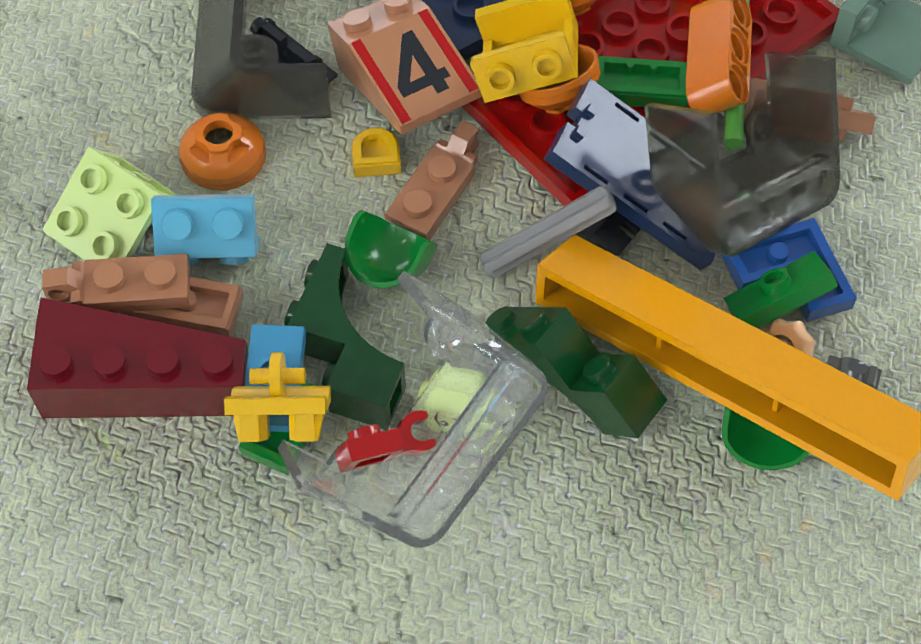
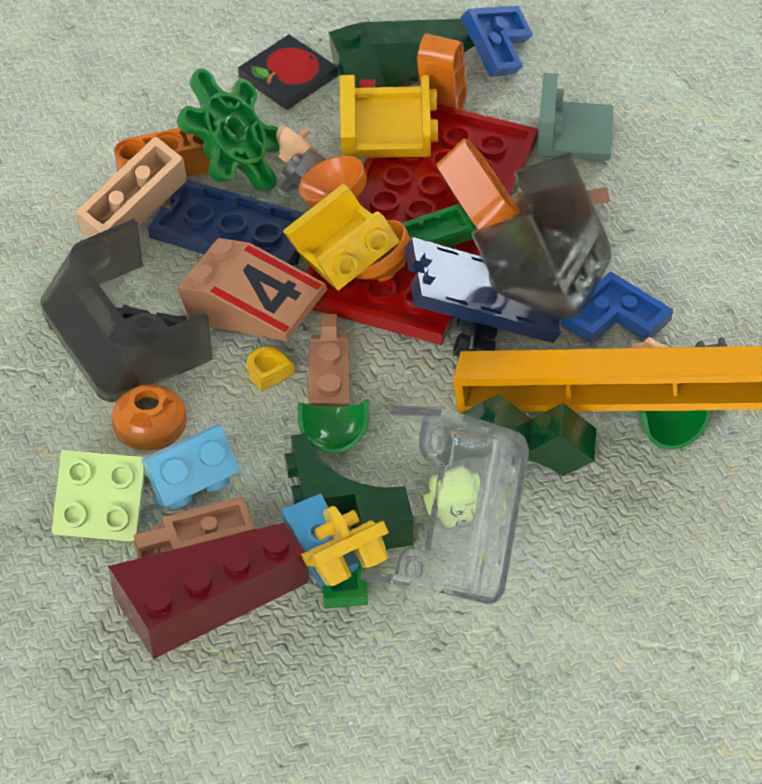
camera: 30 degrees left, 10 degrees down
(122, 283) = (159, 530): nougat hinge -> none
(371, 446) = (427, 544): red plate -> none
(548, 231) = (441, 357): light grey axle -> none
(781, 291) = (626, 321): green plate -> none

